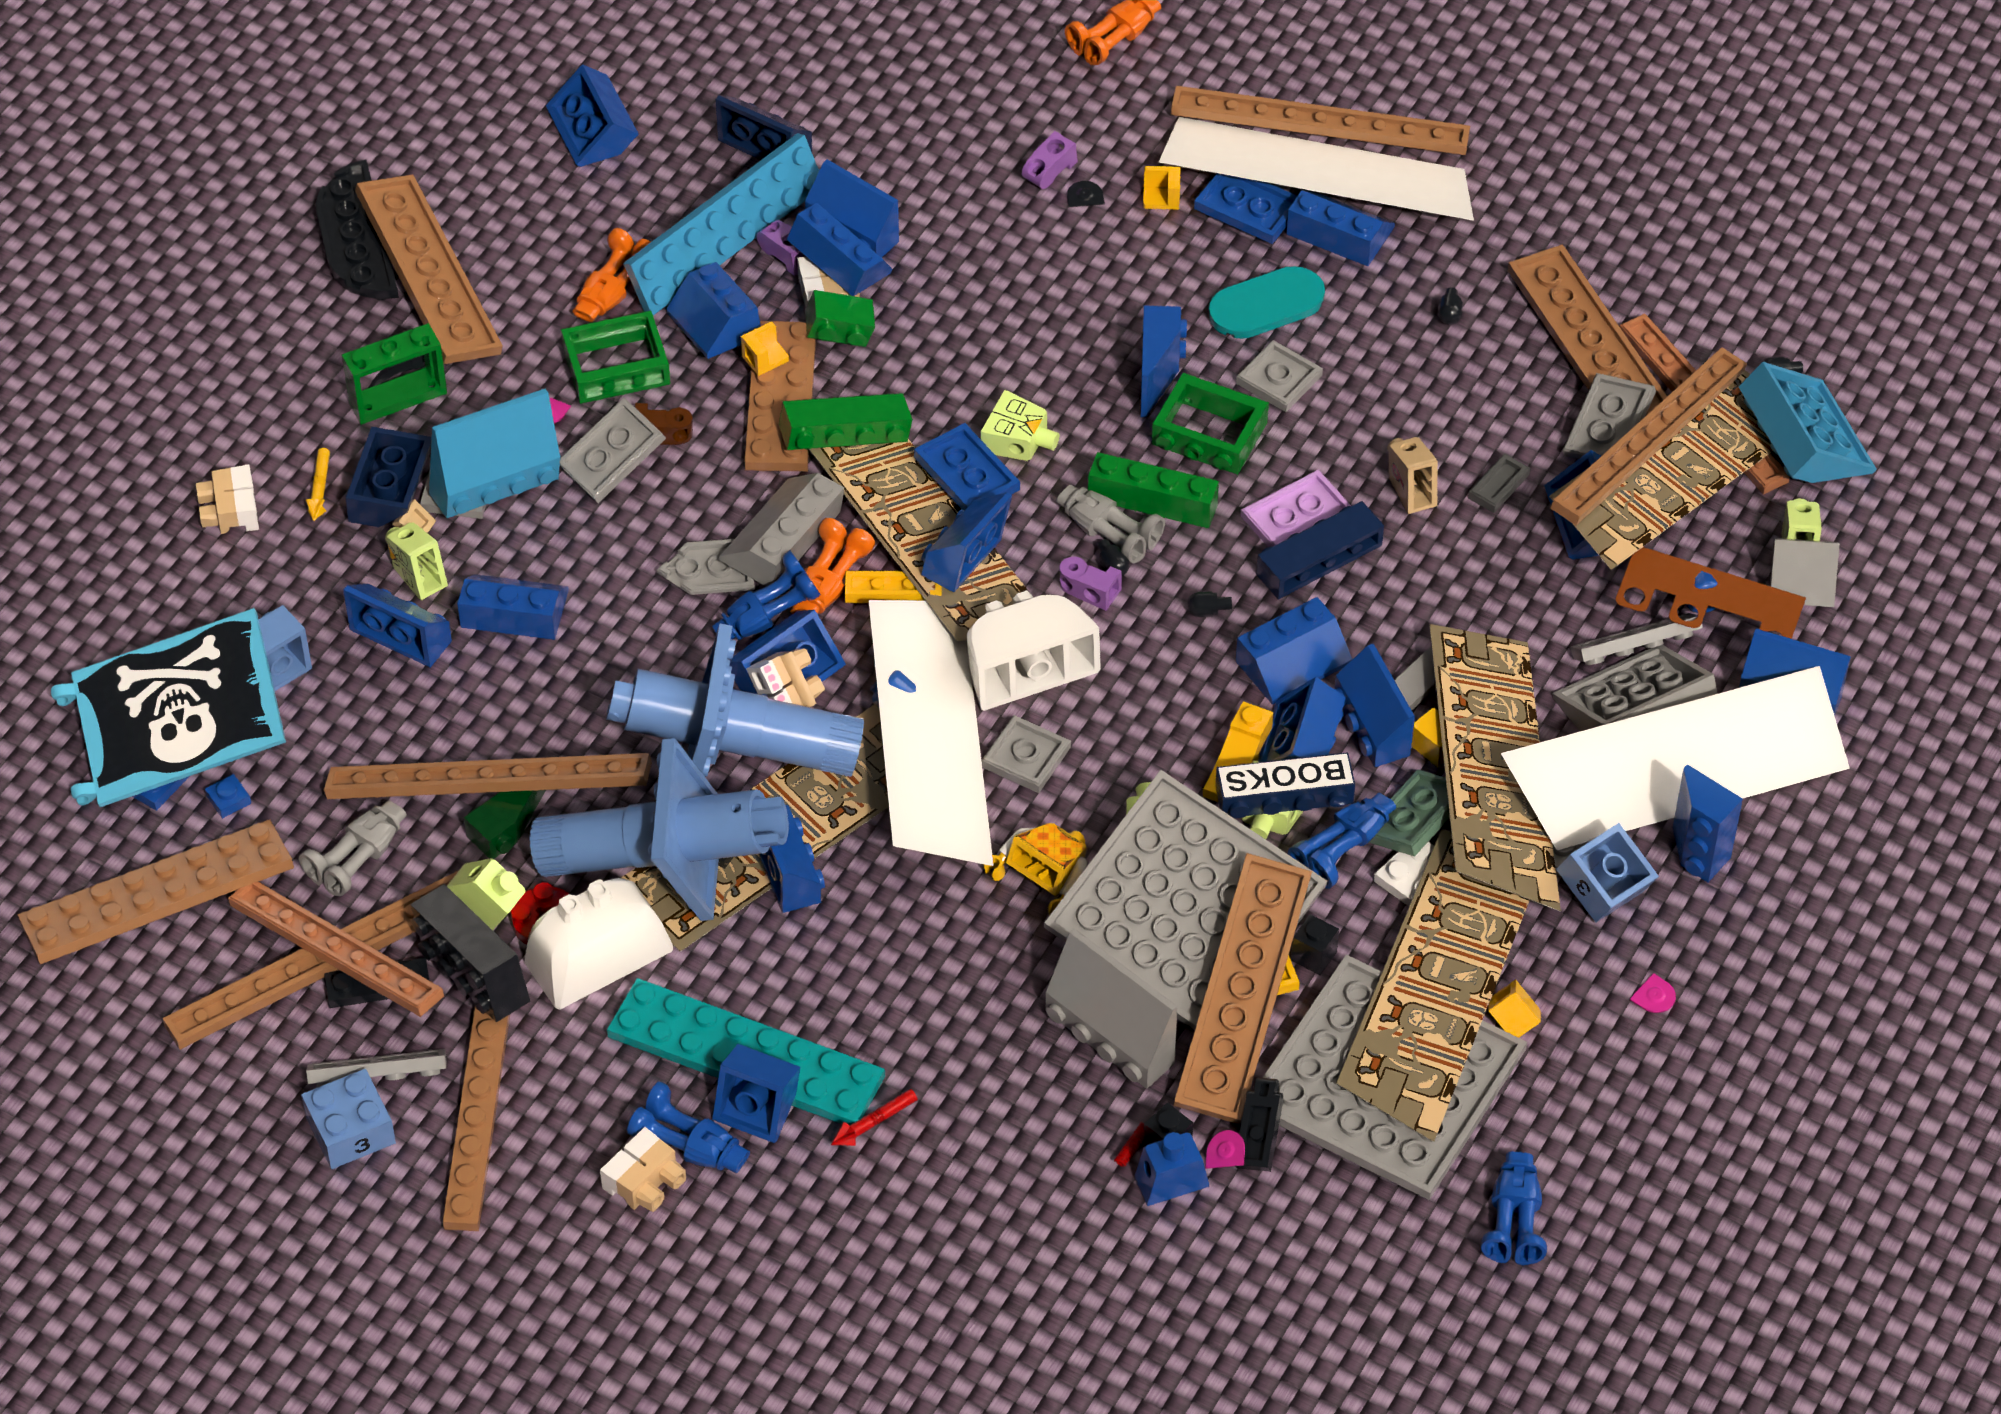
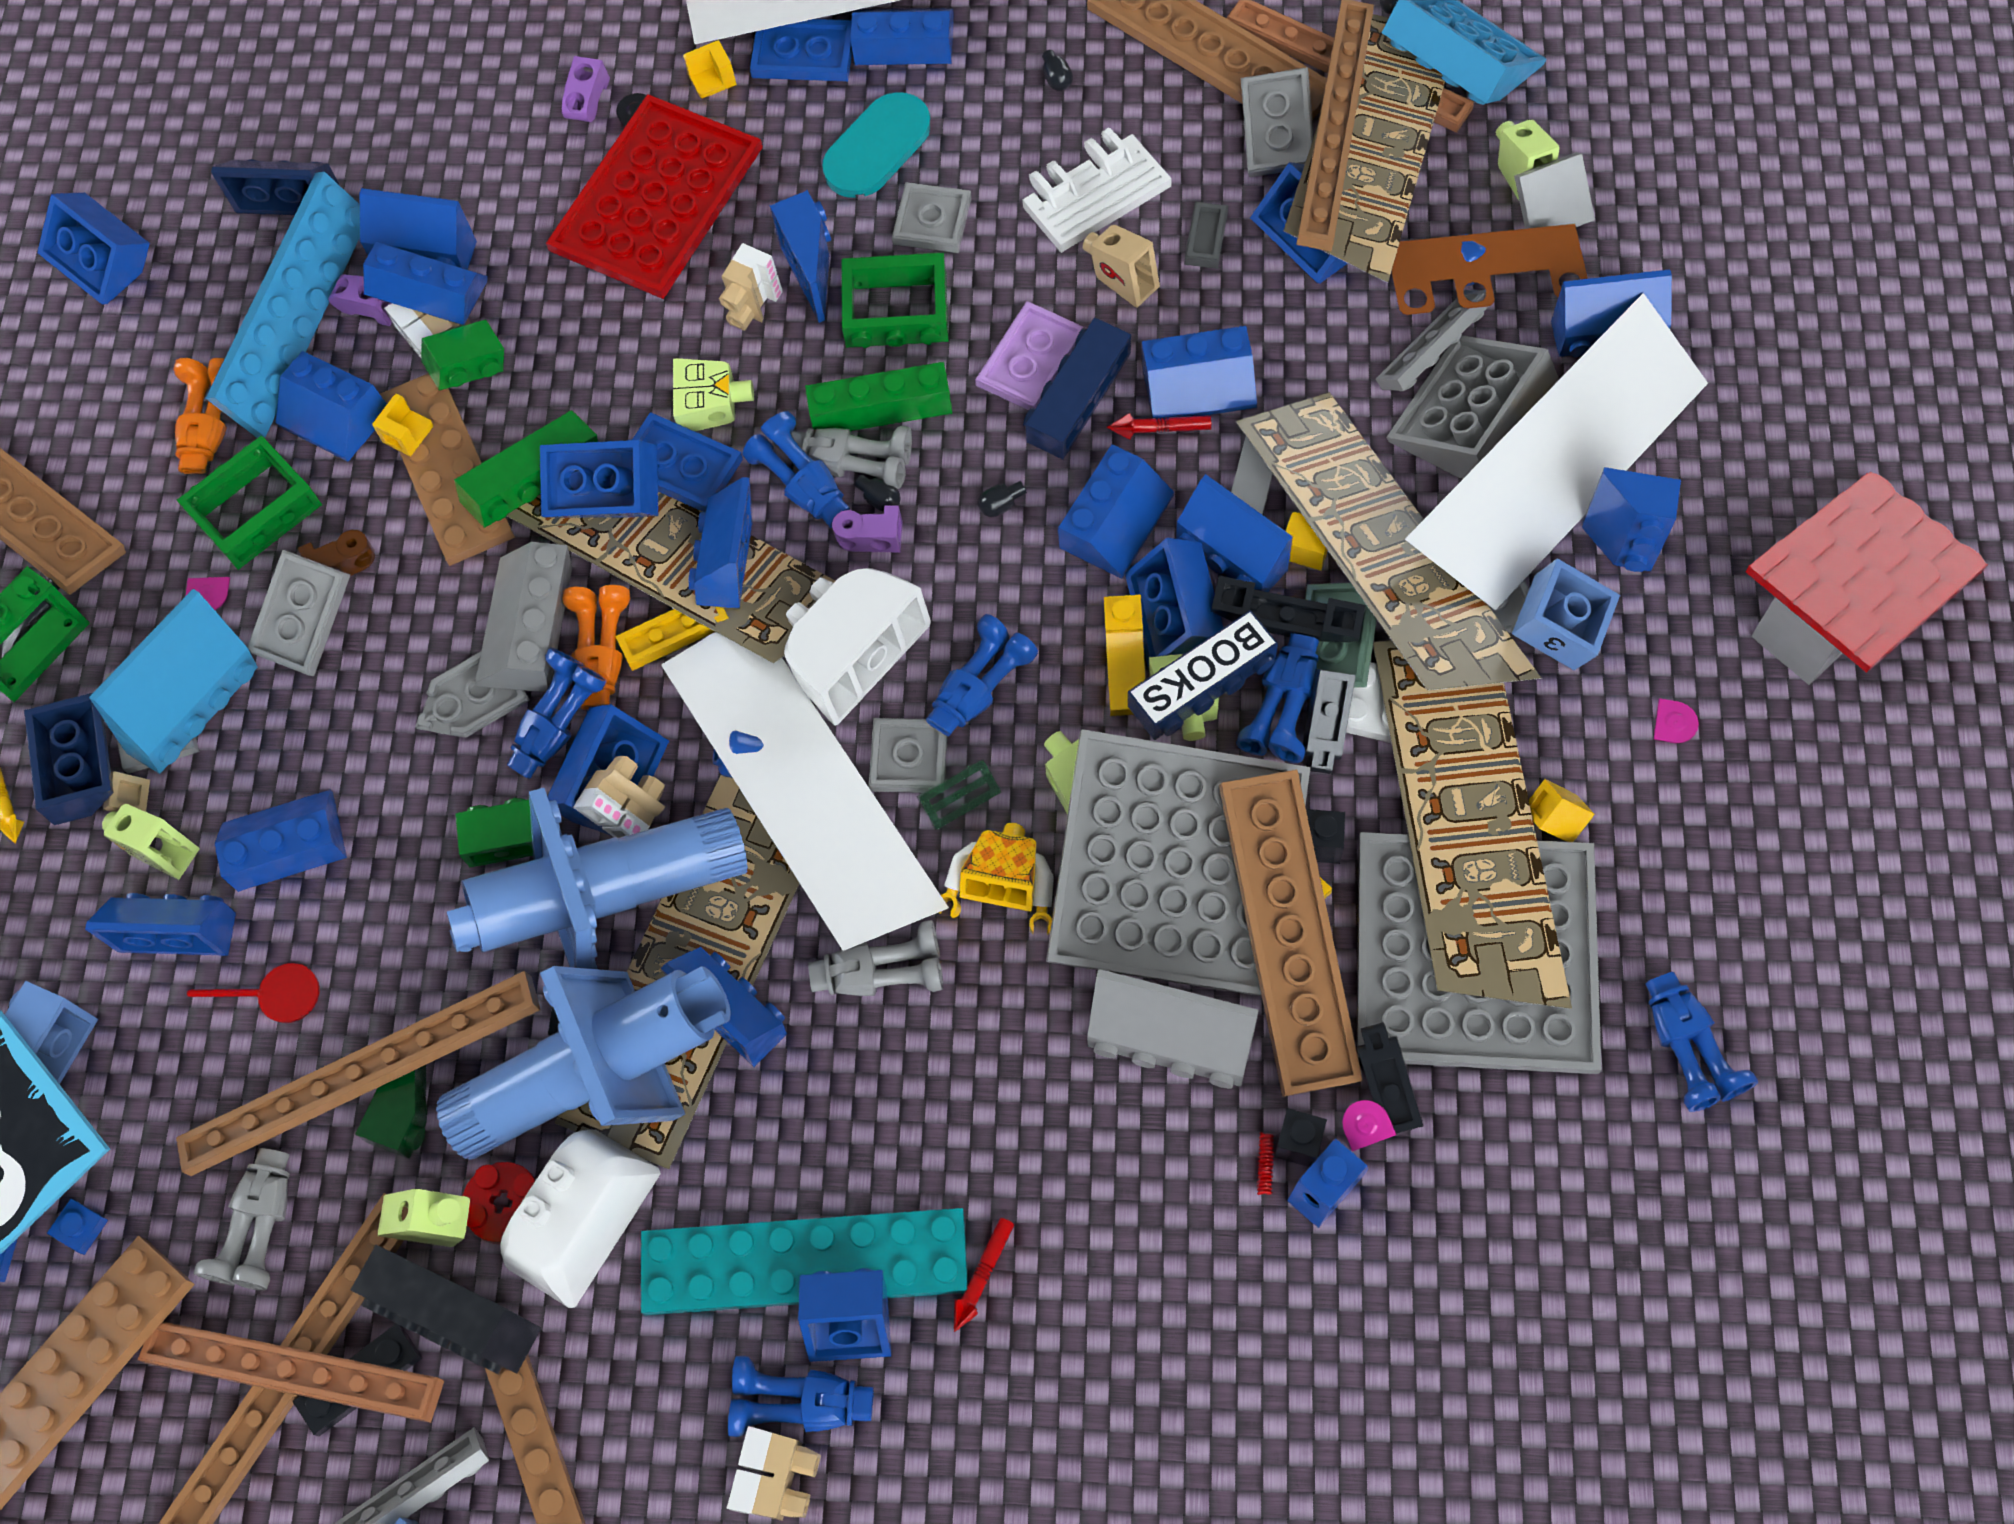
camera: 20 degrees left, 15 degrees up
(457, 711) = (283, 995): none -> red piece
(677, 659) = (494, 832): none -> green brick
(896, 451) = (599, 480): none -> blue slope
(899, 880) = (856, 973): none -> light grey piece
(1048, 808) = (931, 810): none -> clear green tile
(1061, 529) = (813, 485): none -> blue piece
(1062, 265) = (654, 196): none -> red plate
(1096, 362) = (748, 284): none -> tan hips
(1096, 725) = (964, 694): none -> blue piece
(1344, 596) = (1127, 426): none -> red piece
(1368, 864) = (1327, 719): none -> hinge
(1378, 776) = (1289, 615): none -> black slope
(1421, 413) = (1094, 197): none -> white hinge
(1424, 580) = (1199, 373): none -> slope
(1863, 943) = (1857, 579): none -> piece

